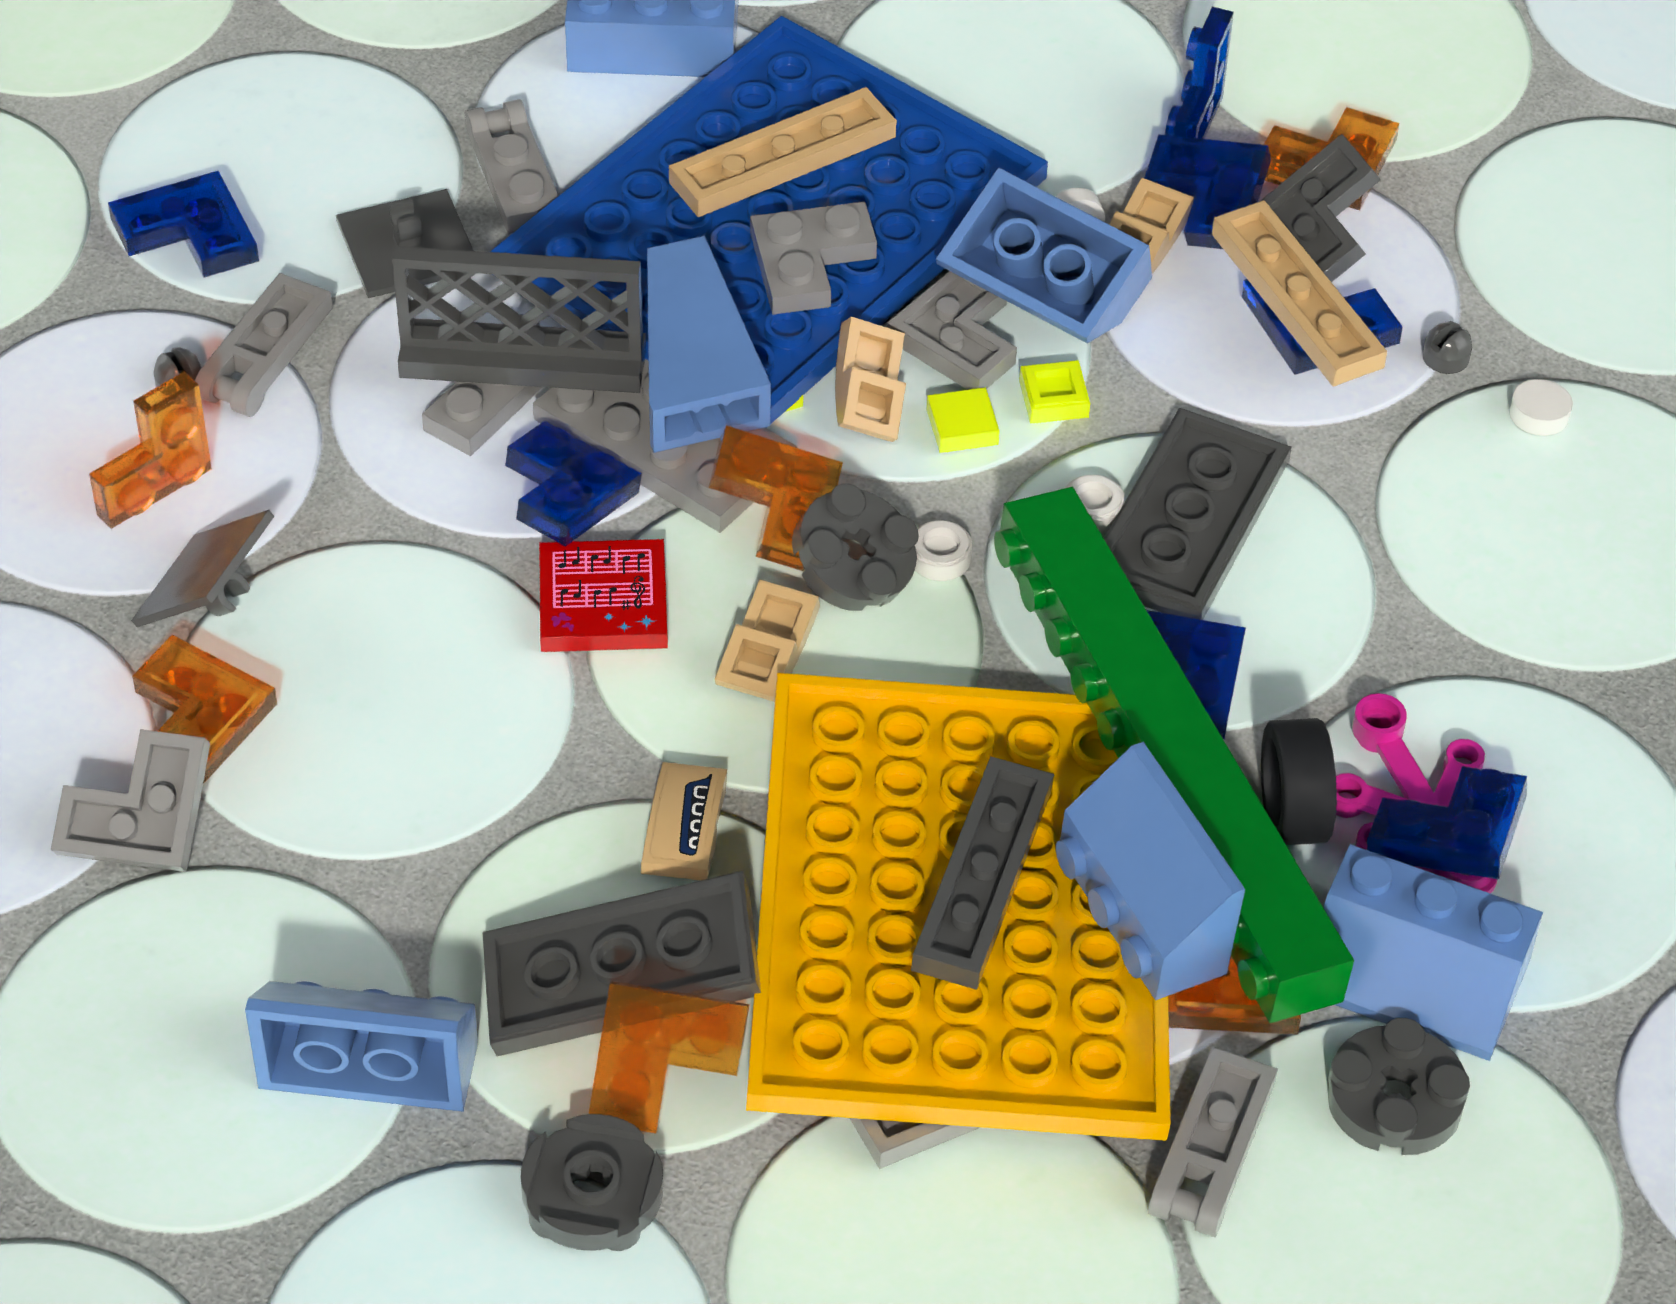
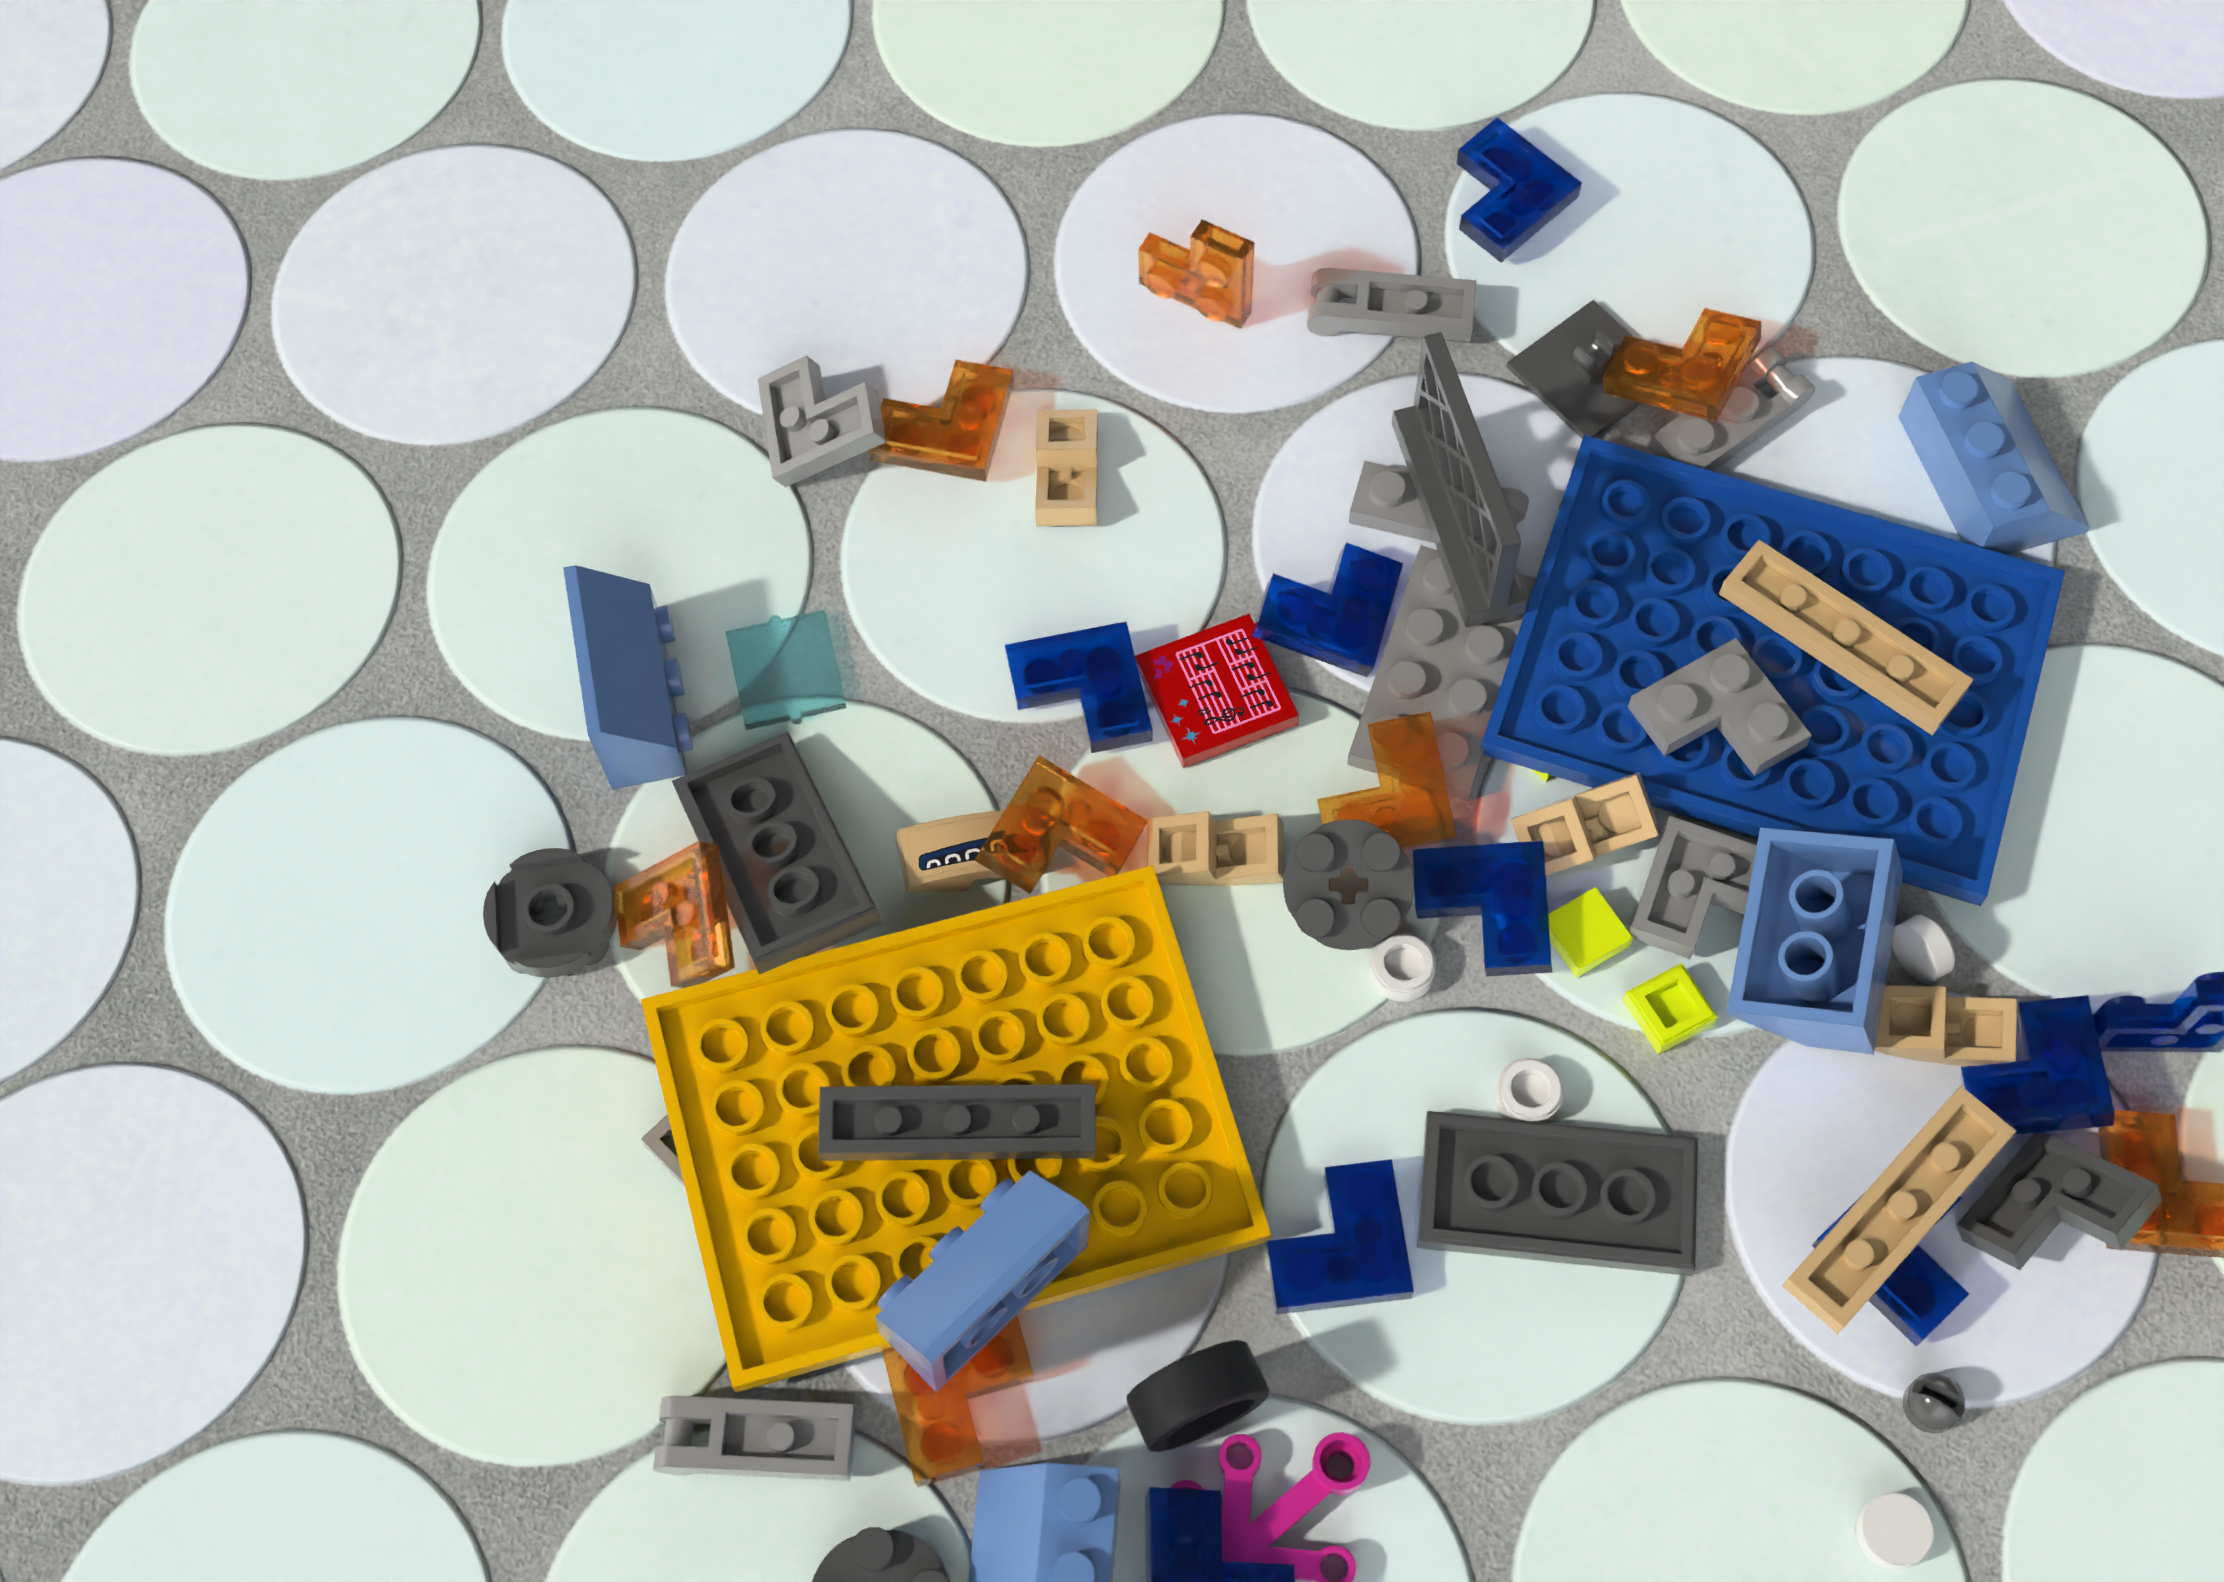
camera: 75 degrees right, 15 degrees up
(170, 363) = (1341, 256): dark grey hinge -> none
(204, 570) = (1090, 365): dark grey piece -> none
(289, 635) = (1067, 468): none -> tan slope
(402, 926) = (785, 670): none -> clear light blue piece
(466, 170) = (1690, 378): none -> clear orange plate
(546, 667) = (1087, 666): none -> clear blue plate
(698, 351) = (1522, 650): medium blue slope -> none
(699, 734) = (1056, 812): none -> clear orange plate
(915, 446) = (1503, 886): none -> clear blue plate
(1138, 693) = (1177, 1255): green brick -> none

